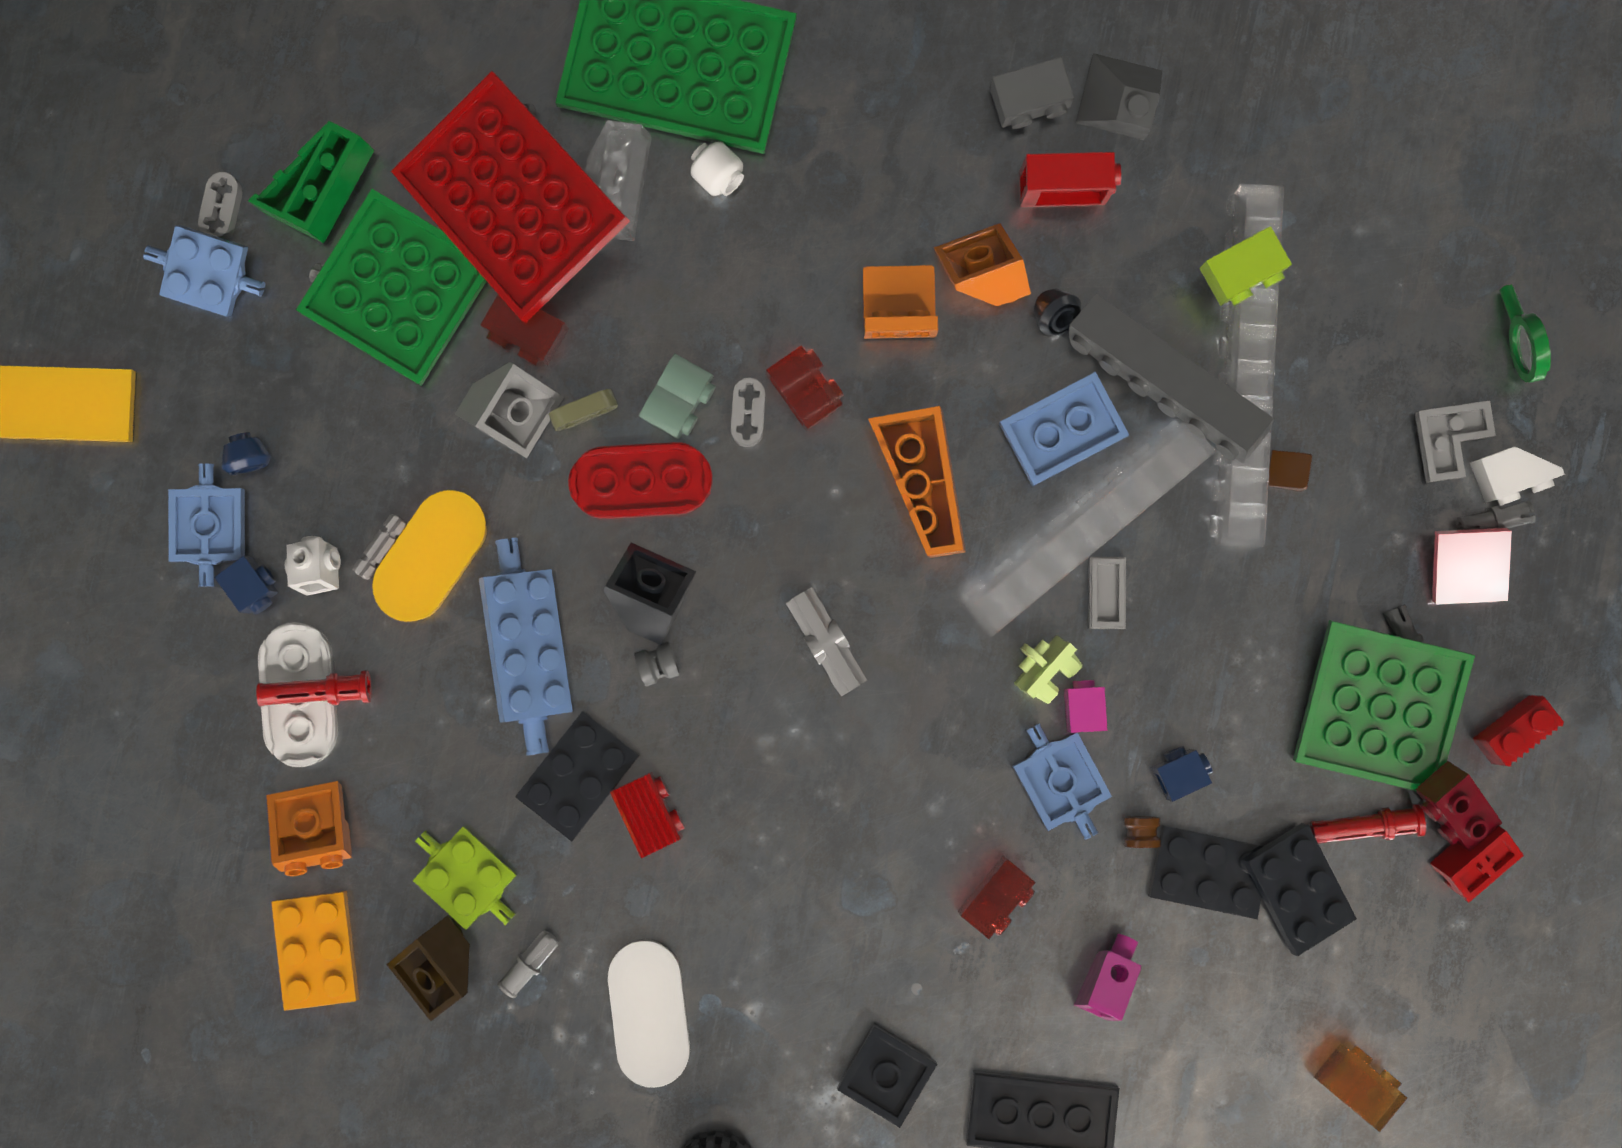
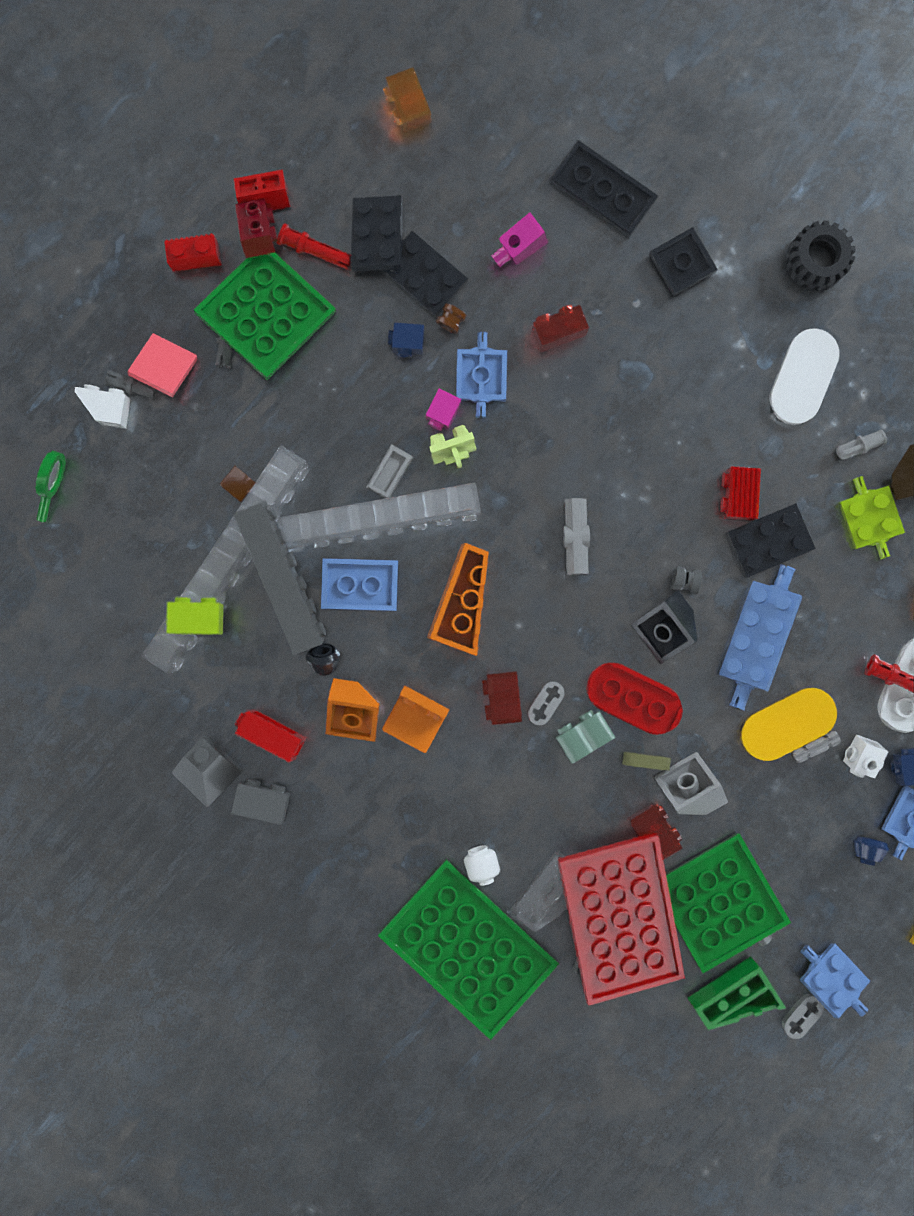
camera: 155 degrees left, 0 degrees up
(1443, 431) = (133, 453): light grey plate -> none

